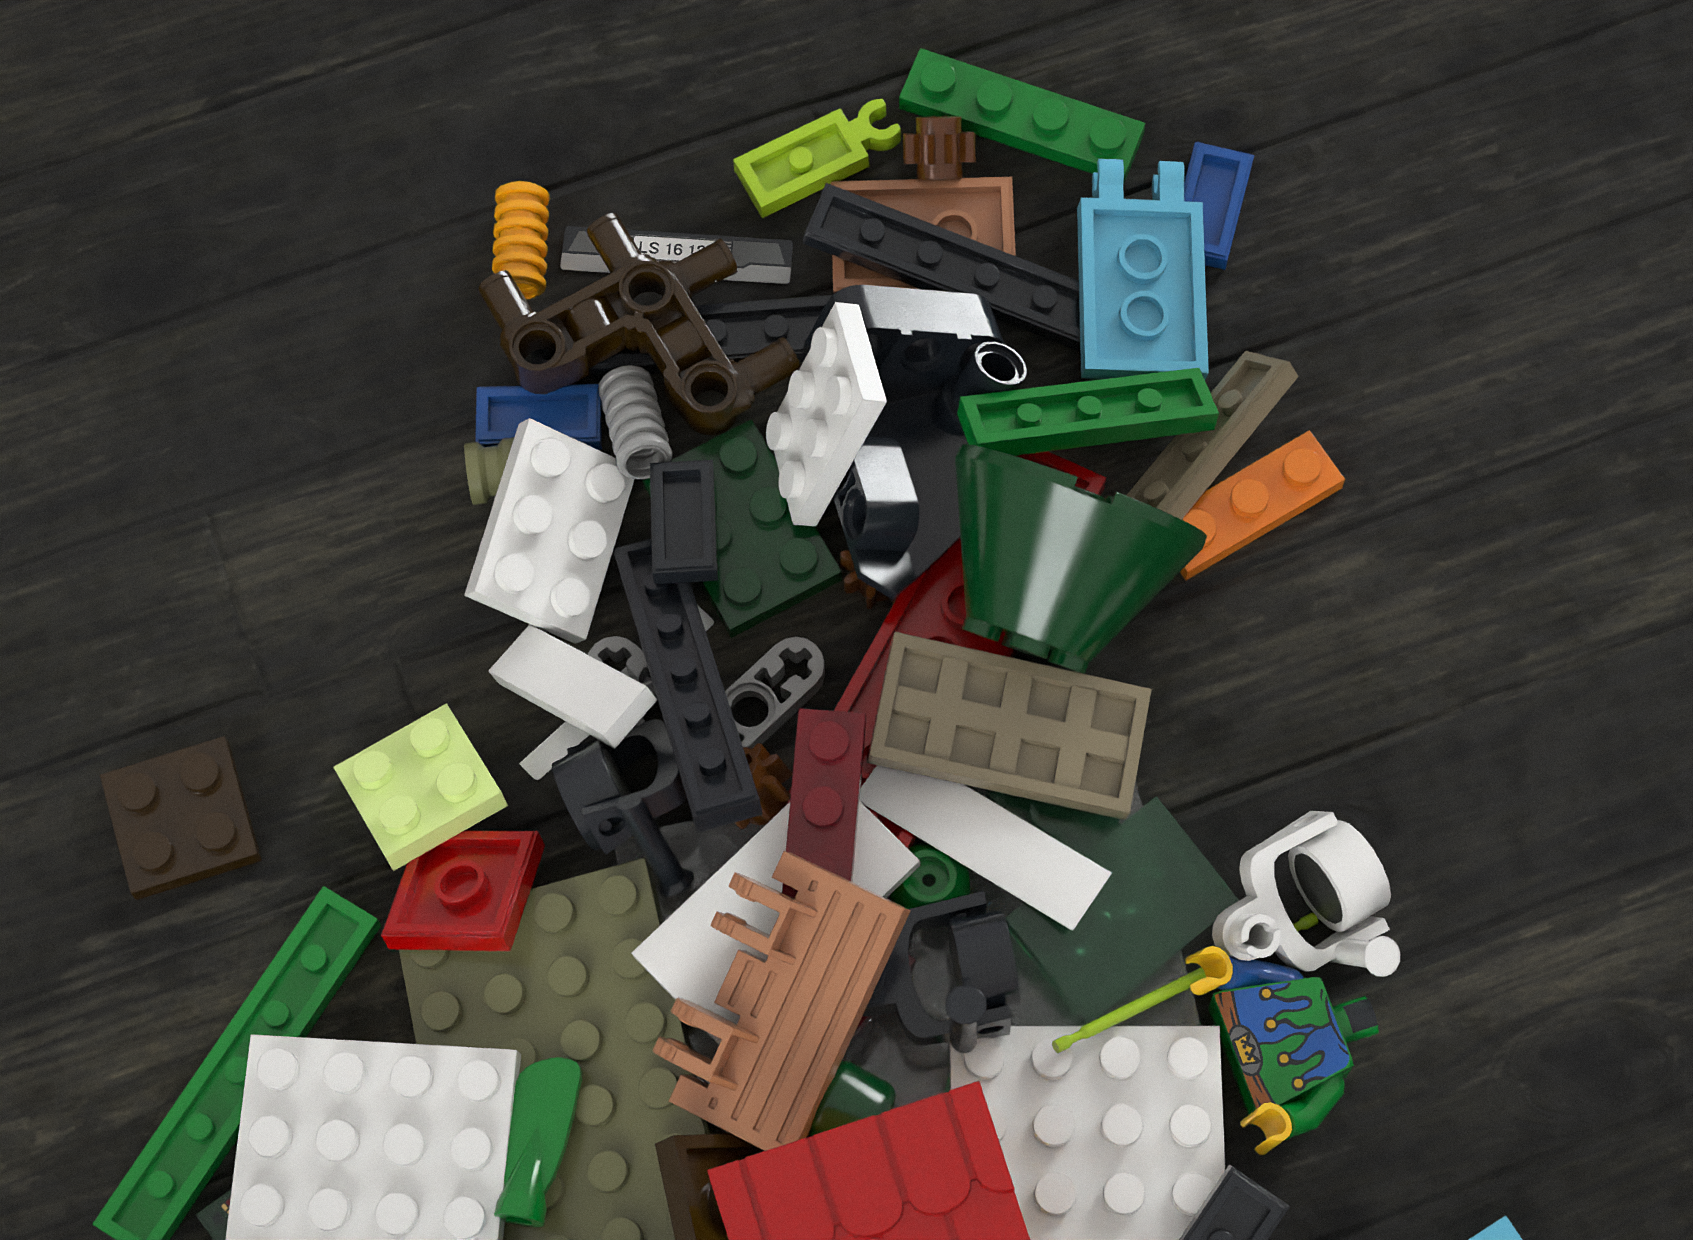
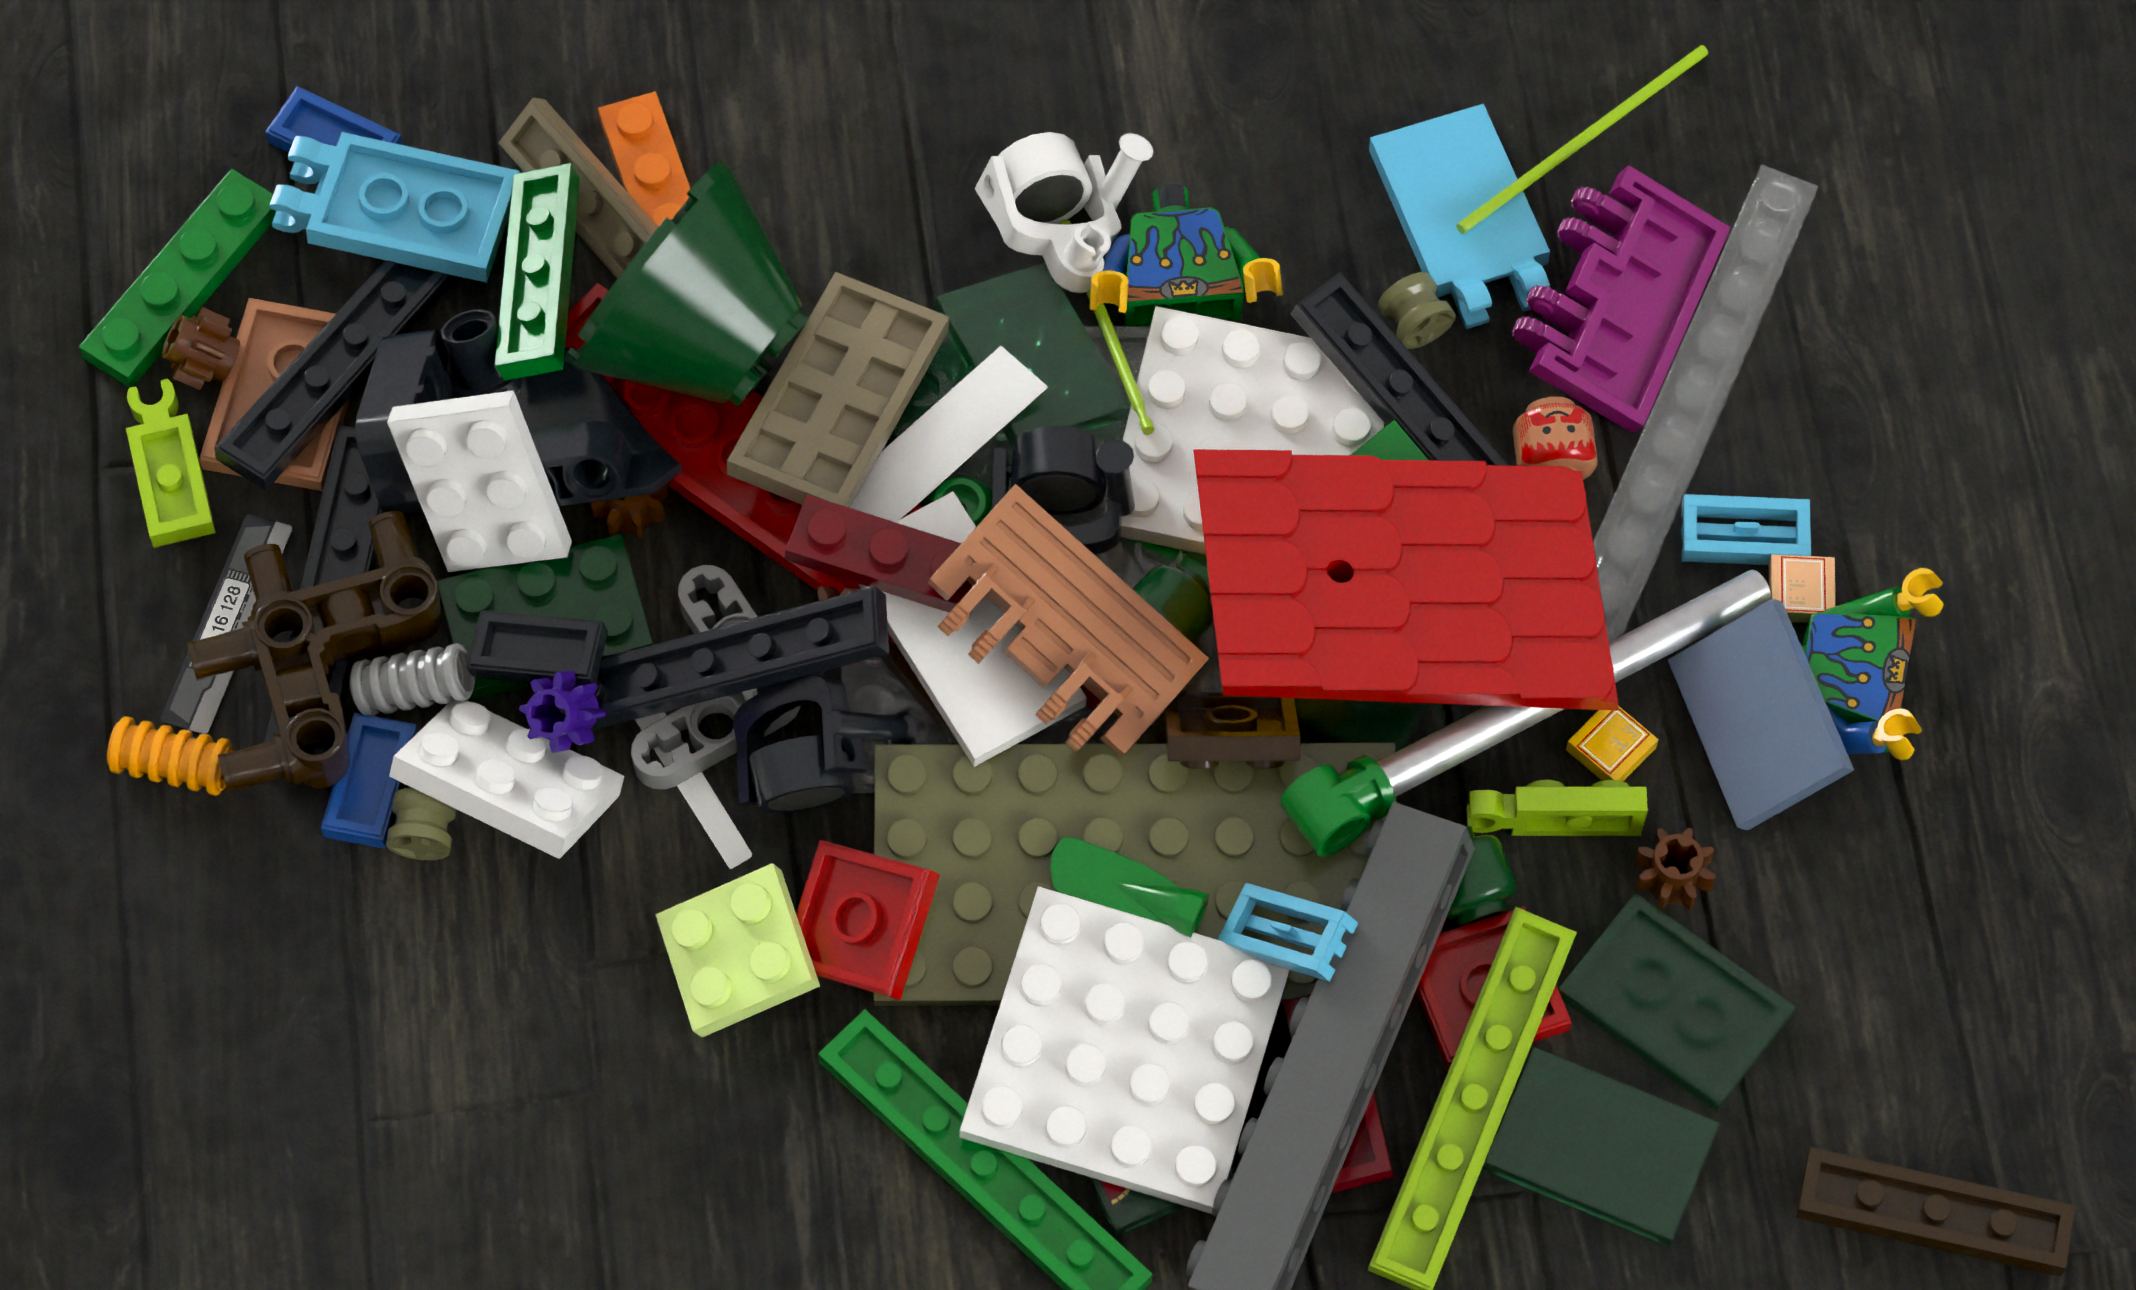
camera: 80 degrees left, 5 degrees down
(180, 818) = (703, 1190): dark brown plate -> none
(573, 686) = (680, 780): white tile -> none
(614, 557) = (562, 693): none -> dark purple gear

